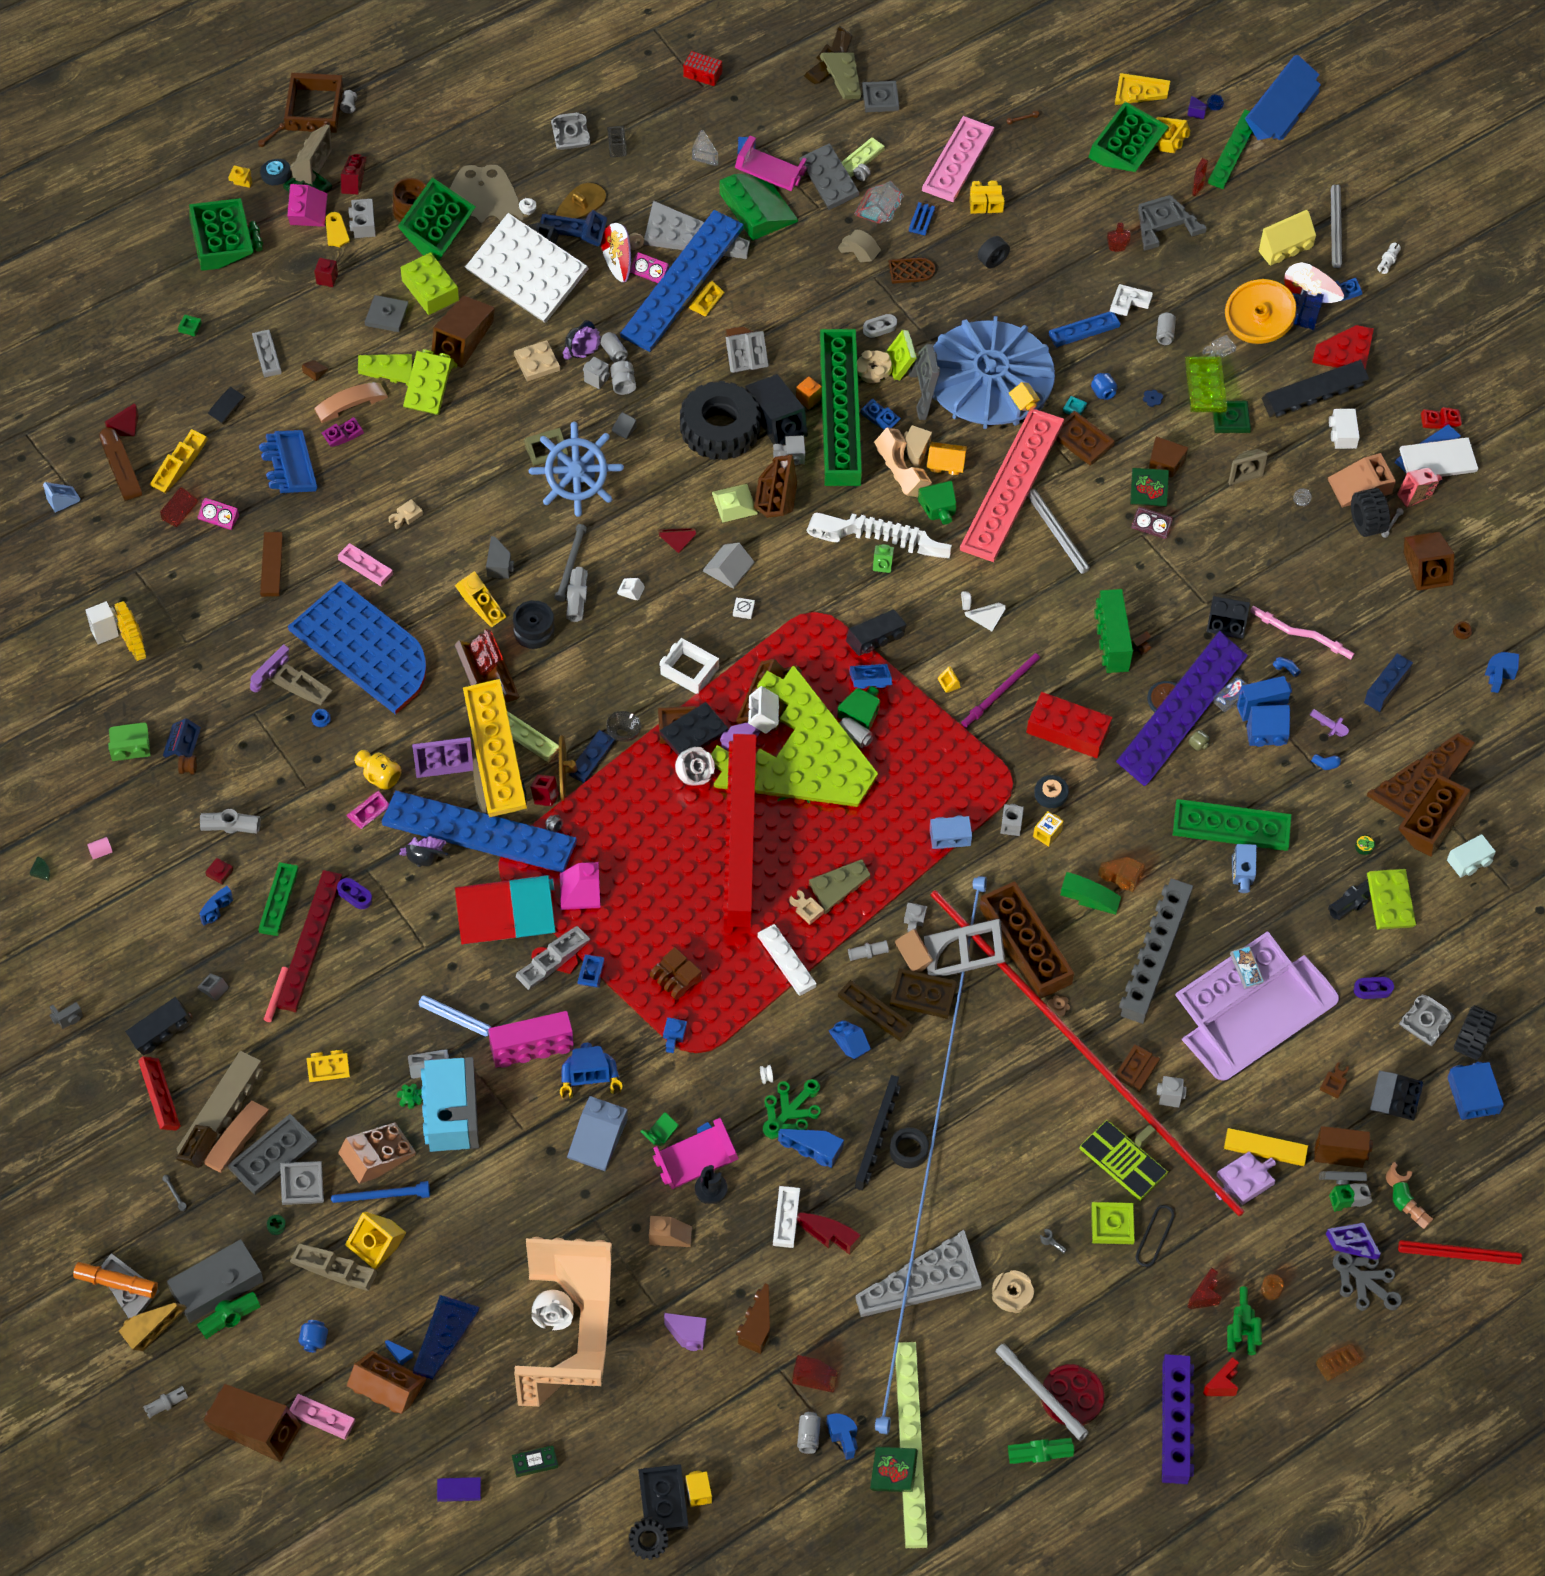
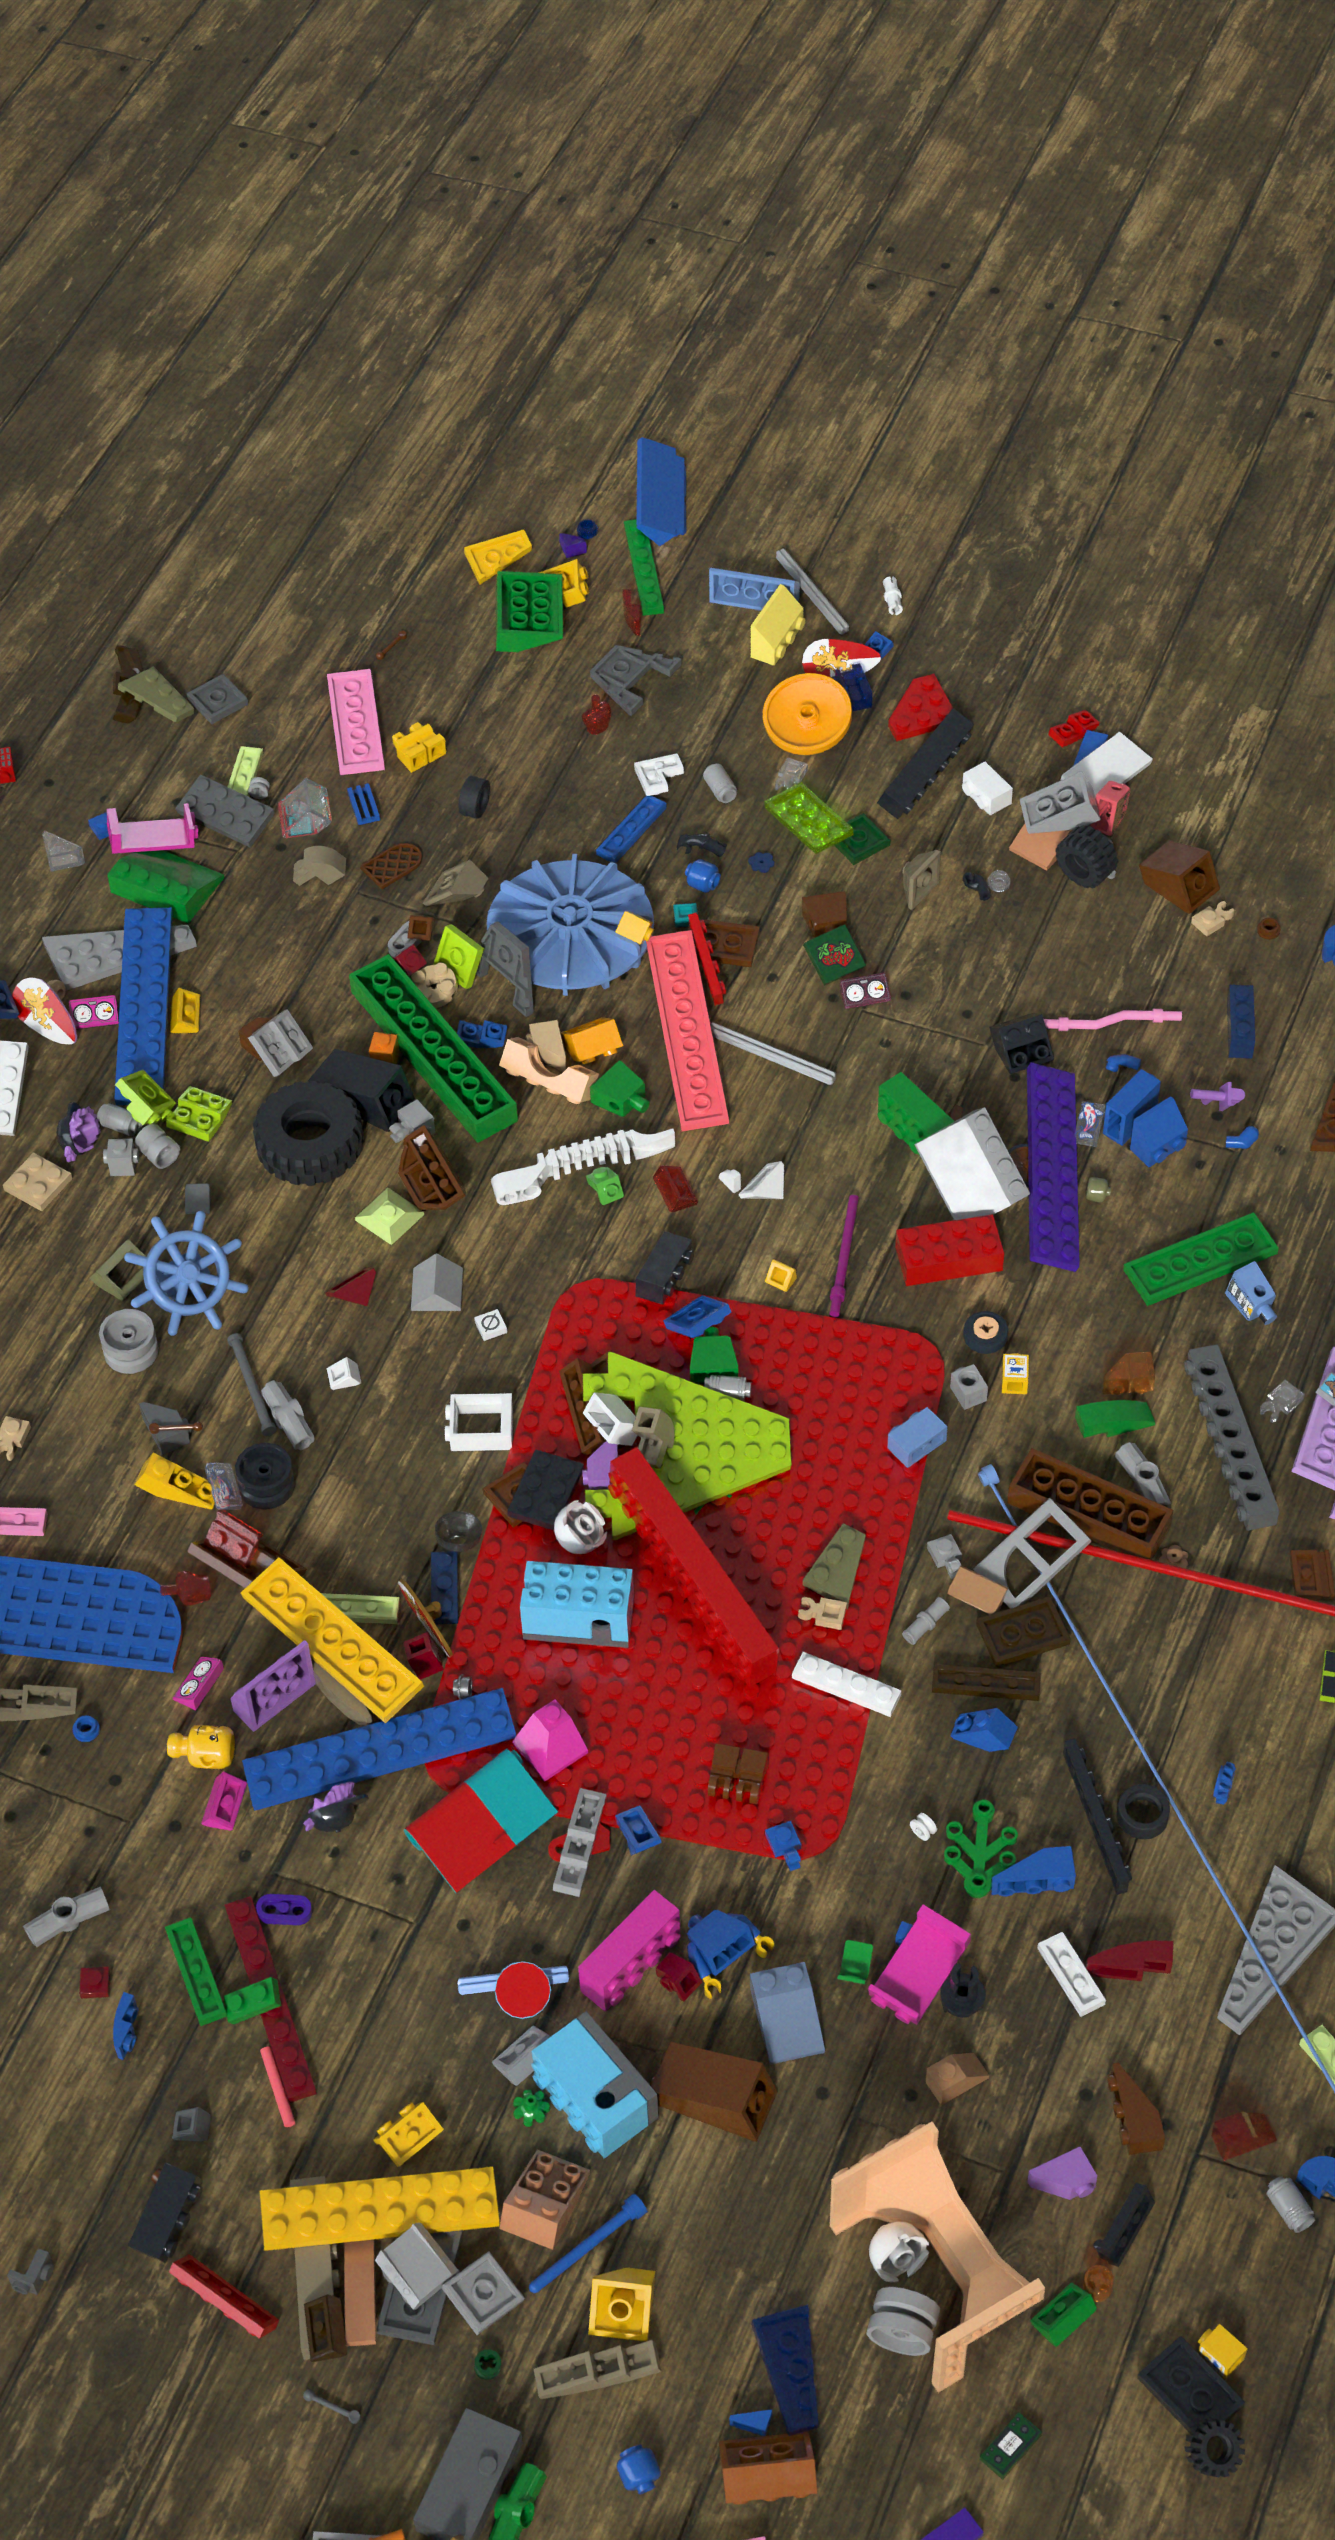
camera: 30 degrees left, 5 degrees down
(273, 1142) = (416, 2265): none -> light grey slope
(277, 1098) = (378, 2208): none -> yellow plate
(296, 935) = (252, 2000): none -> green plate
(406, 729) = (199, 1682): none -> dark pink slope
(440, 668) = (190, 1588): none -> clear red piece
(454, 1024) = (522, 1990): none -> red tile
(488, 556) = (155, 1428): none -> reddish brown hinge
(504, 619) = (223, 1486): none -> clear tile
(514, 493) = (128, 1341): none -> light grey wheel
(520, 1151) = (715, 2089): none -> reddish brown slope
(522, 1348) = (903, 2321): none -> light grey wheel
(549, 1072) = (678, 1976): none -> dark red brick
(625, 1409) = (1064, 2314): none -> green slope
(635, 342) = (147, 1098): none -> lime plate
(655, 812) = (577, 1604): none -> medium azure piece
(657, 1399) = (1099, 2276): none -> clear orange wheel
(666, 370) = (199, 1113): none -> lime slope
(700, 1381) = (1125, 2226): none -> black hinge
(782, 735) = (656, 1434): none -> dark tan brick
(866, 341) = (409, 960): none -> dark red brick
(892, 323) = (420, 927): none -> reddish brown slope
(927, 585) = (674, 1188): none -> clear red slope
(940, 306) = (457, 884): none -> dark tan slope
(971, 1160) = (1224, 1783): none -> blue gear
(1058, 449) = (704, 950): none -> red plate
(1079, 934) = (1138, 1467): none -> light grey piece
(1120, 678) = (972, 1167): none -> slope
(1122, 362) = (703, 841): none -> black piece
(1212, 946) = (1282, 1398): none -> clear plate
(1286, 490) = (977, 883): none -> black arm
(1290, 201) = (746, 589): none -> medium blue slope
(1376, 467) = (1061, 806): none -> light grey slope
(1428, 603) = (1211, 920): none -> tan plate

